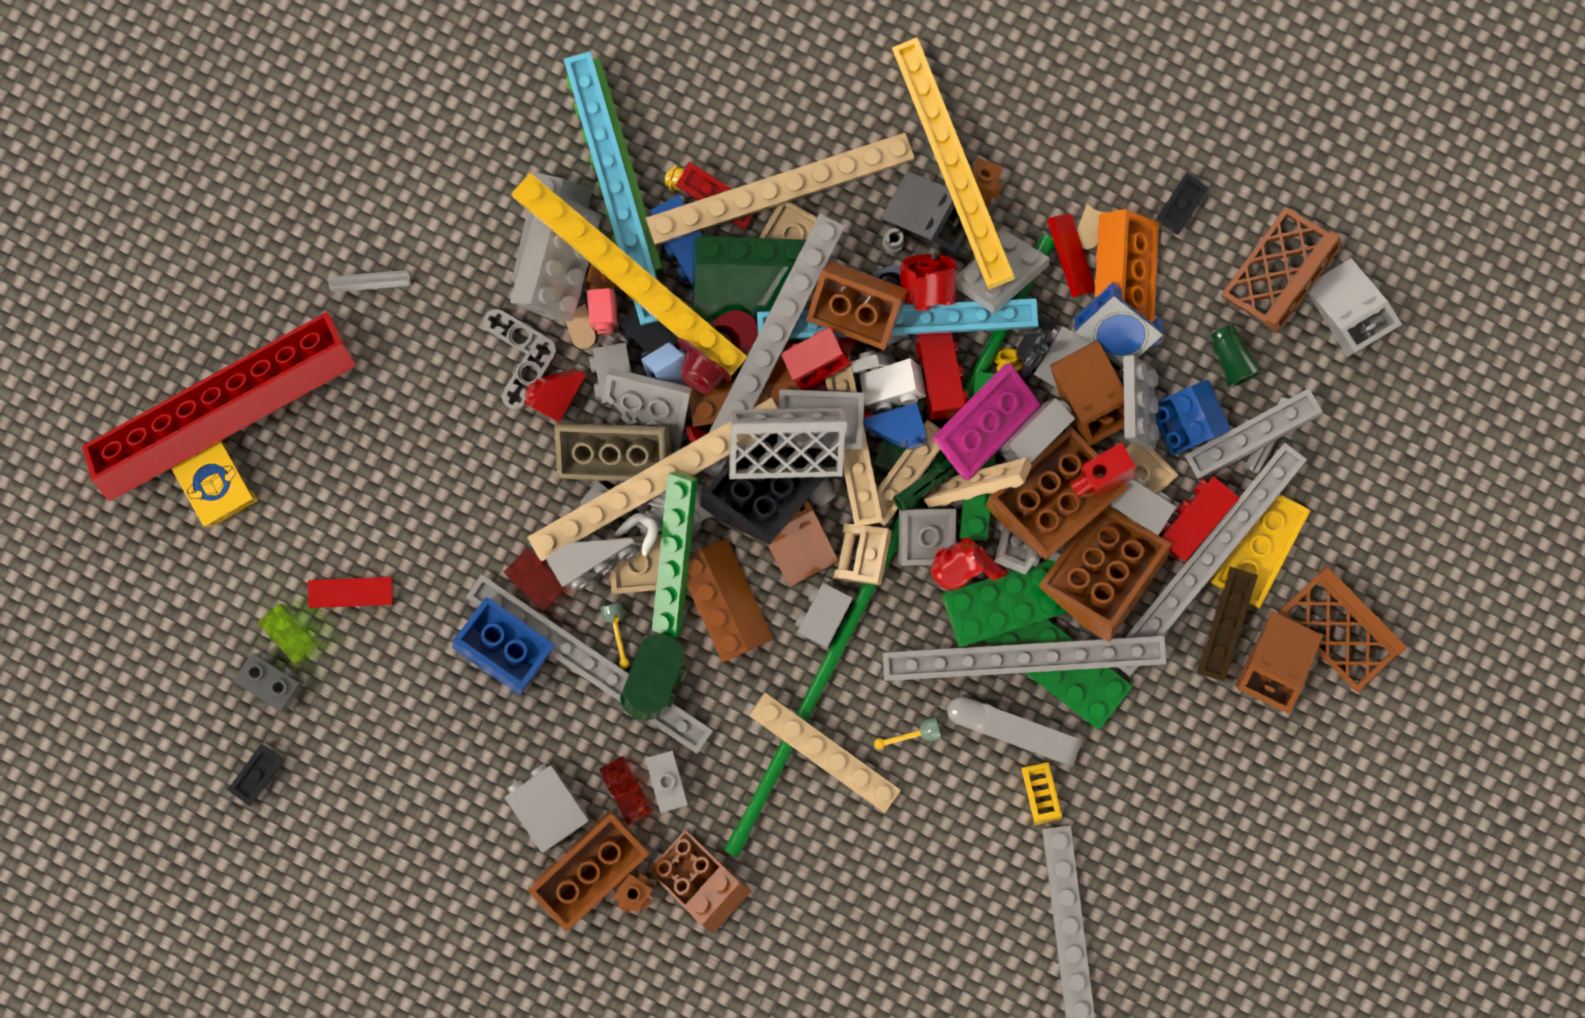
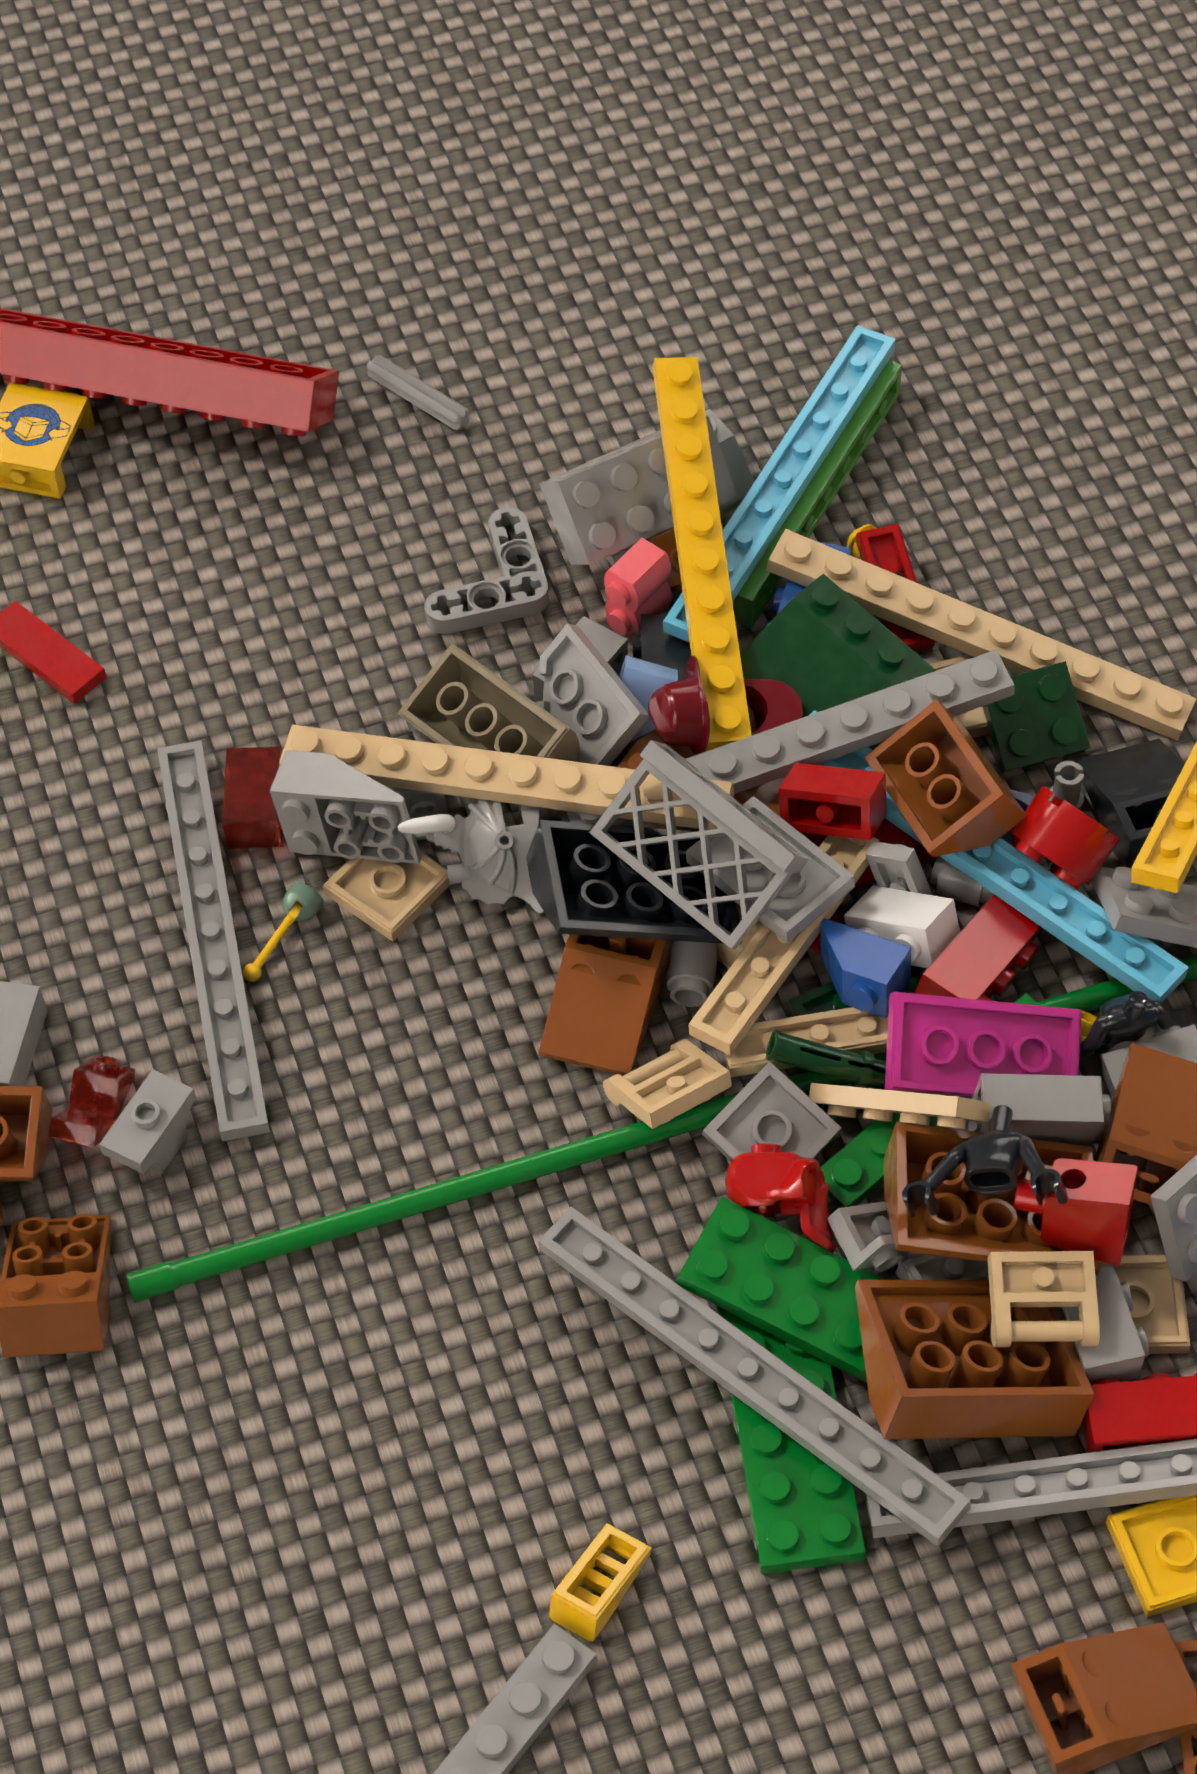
camera: 50 degrees right, 30 degrees down
(503, 646) = (136, 825): blue slope -> none
(554, 393) = (491, 629): red slope -> none
(580, 330) = (591, 603): tan piece -> none
(653, 677) = (263, 995): dark green brick -> none
(674, 554) = (435, 876): plate -> none
(725, 601) = (442, 997): dark orange slope -> none
(824, 614) = (545, 1112): light grey brick -> none
(824, 752) = (373, 1270): tan plate -> none
(849, 208) = (1038, 720): none -> dark green plate
(929, 731) = (534, 1365): hinge -> none
(1014, 730) = (647, 1464): light grey piece -> none
(1055, 488) = (992, 1166): none -> black piece
(1115, 518) = (1043, 1281): none -> tan plate
(1227, 623) = (1079, 1582): dark brown plate -> none

